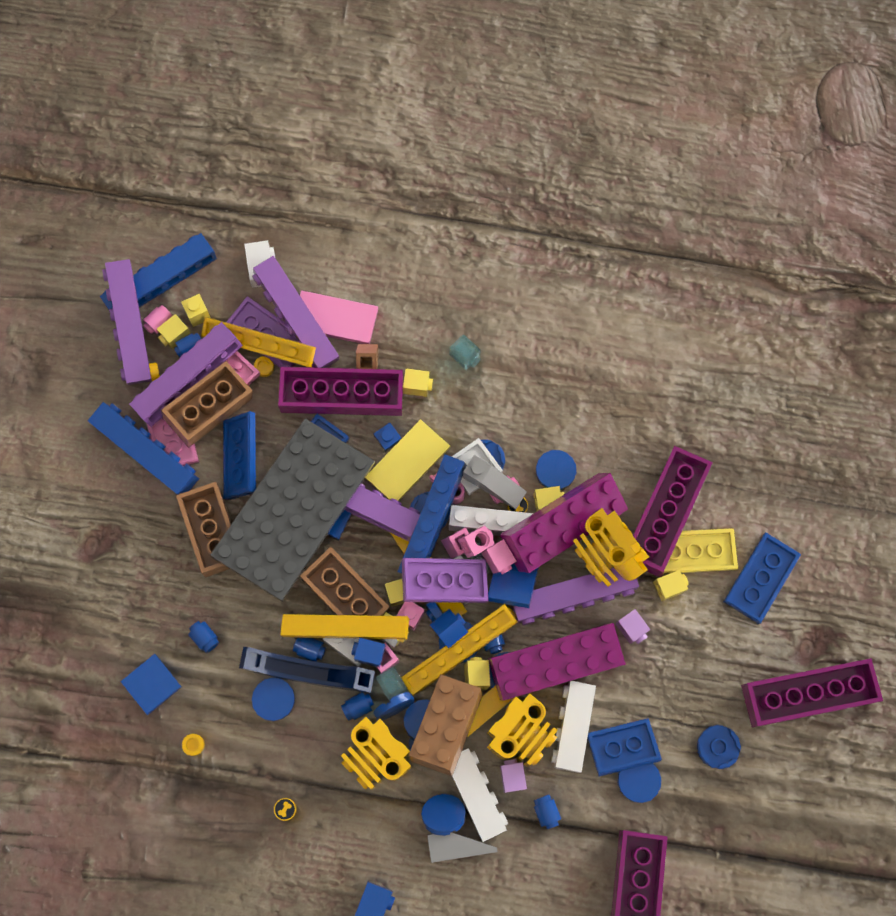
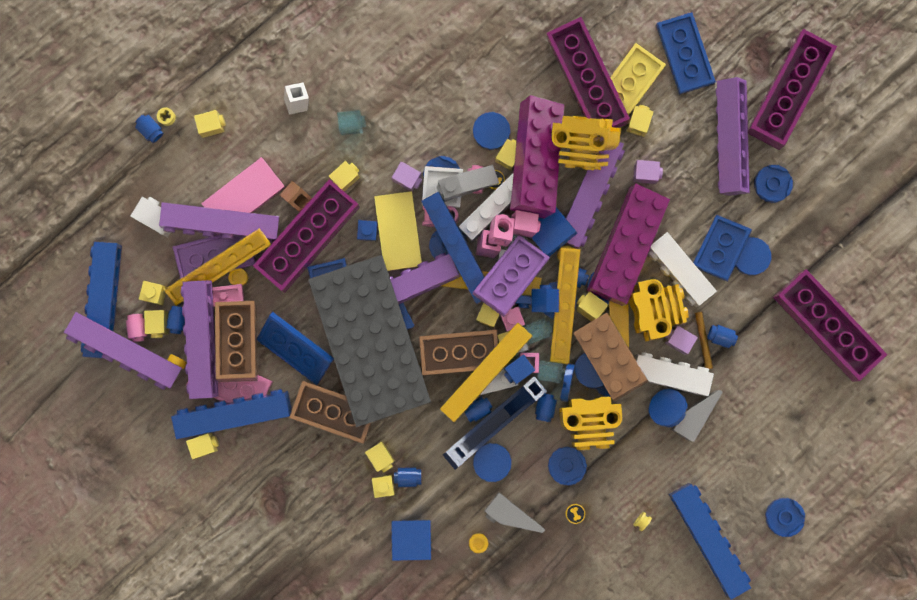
camera: 45 degrees left, 10 degrees up
(99, 447) = (202, 445): none -> light yellow brick
(179, 621) = (383, 486): none -> light yellow brick
(202, 599) = (380, 457): none -> light yellow brick
(238, 748) = (507, 513): none -> light grey slope
(322, 767) = (567, 465): none -> blue tile
(324, 876) = (642, 521): none -> light yellow bush
(328, 204) = (148, 128): none -> blue brick
(352, 206) = (168, 122): none -> light yellow bush
(371, 246) = (209, 123): none -> light yellow brick
(418, 644) = (539, 330): none -> clear light blue brick
(447, 294) = (296, 98): none -> white brick
(458, 432) = (407, 177): none -> lavender brick
(526, 803) = (703, 340): none -> pearl gold bar
(726, 676) = (732, 136): none -> medium lavender brick

